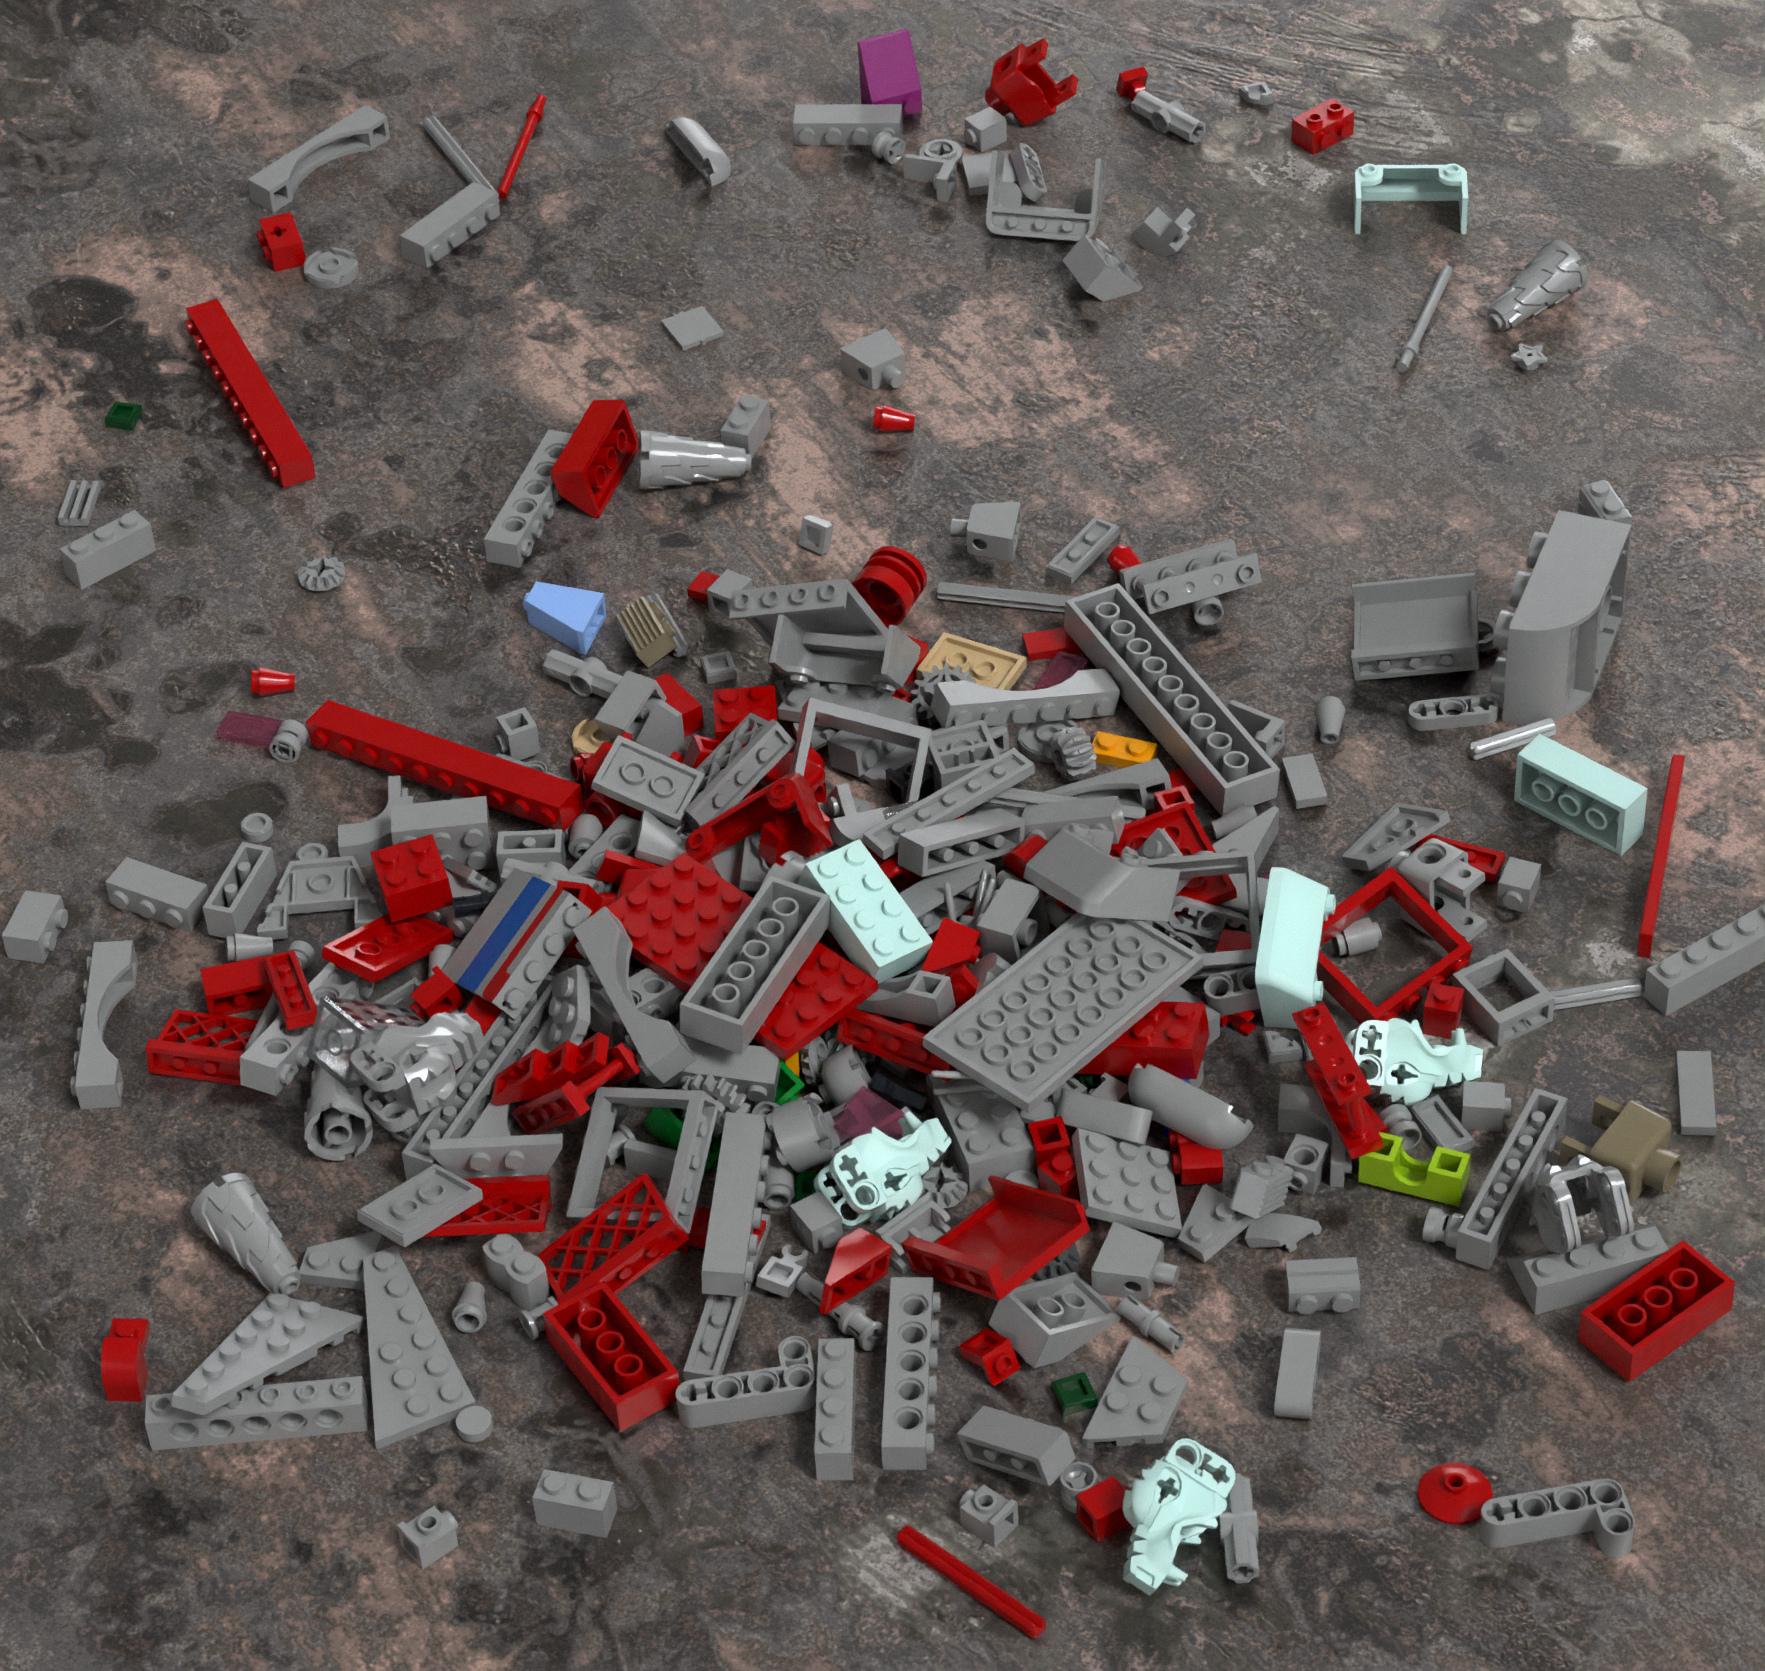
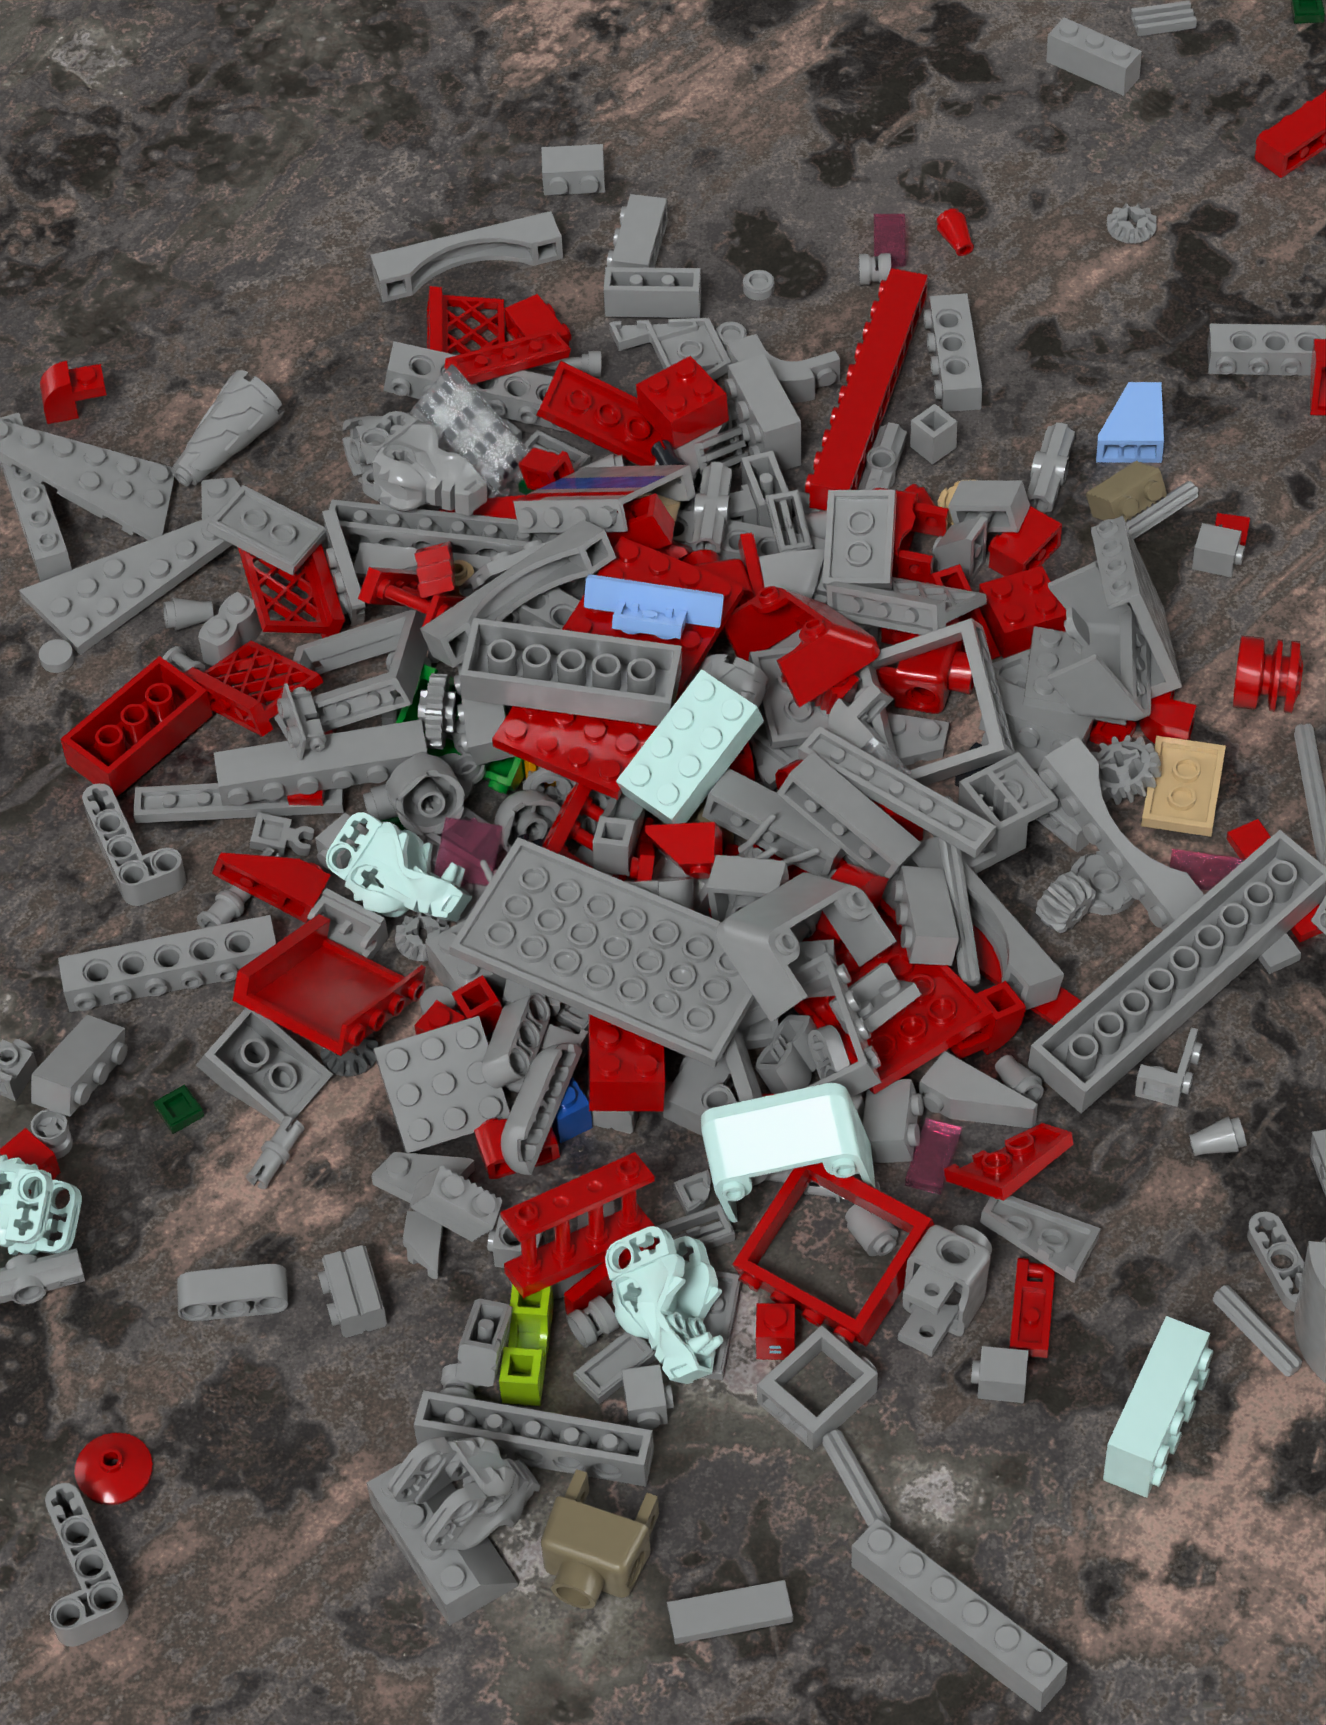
camera: 75 degrees right, 10 degrees up
(247, 946) = (590, 321): light grey cone -> none
(425, 707) = (954, 352): none -> light grey brick
(591, 836) = (781, 498): none -> light grey tile
(698, 902) = (652, 607): none -> light blue bracket
(707, 1192) = (295, 708): none -> light grey hinge
(835, 1409) = (110, 915): light grey brick -> none
(991, 1353) = (204, 1024): red bracket -> none
(1122, 750) = (1103, 951): light orange plate -> none
(1131, 1264) = (347, 1116): light grey torso -> none
(1137, 1400) = (180, 1163): light grey wing -> none
(1304, 781) = (1115, 1134): light grey tile -> none
(1321, 838) = (1011, 1167): none -> red wing
(1422, 1180) = (483, 1342): none -> light grey brick
(1656, 1310) = (372, 1610): red brick -> none
(1660, 856) = (1101, 1515): red tile -> none

